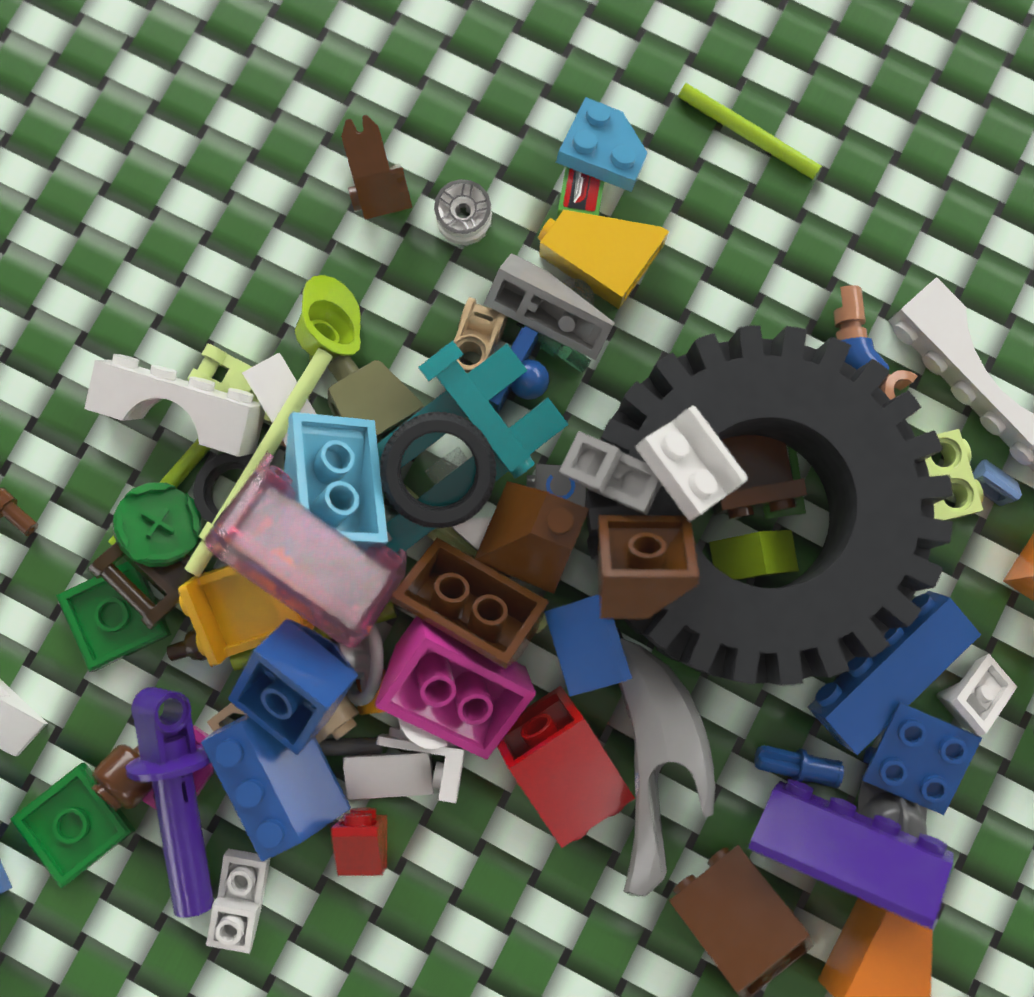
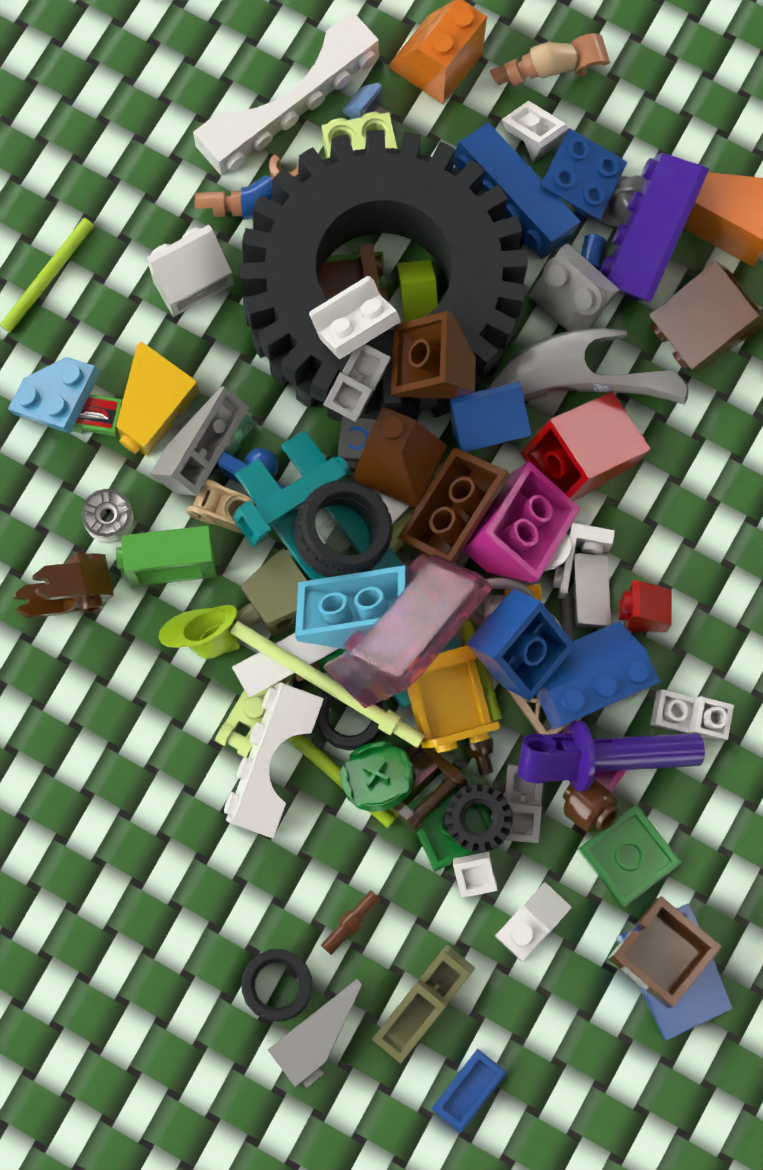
camera: 90 degrees left, 5 degrees down
(48, 641) = (475, 874): none -> white plate
(81, 635) = (456, 818): none -> black tyre
(114, 693) = (525, 804): none -> light grey slope
(408, 274) = (167, 556): none -> bright green window
(761, 280) = (190, 270): none -> white slope
(764, 747) = (572, 290): none -> light grey slope

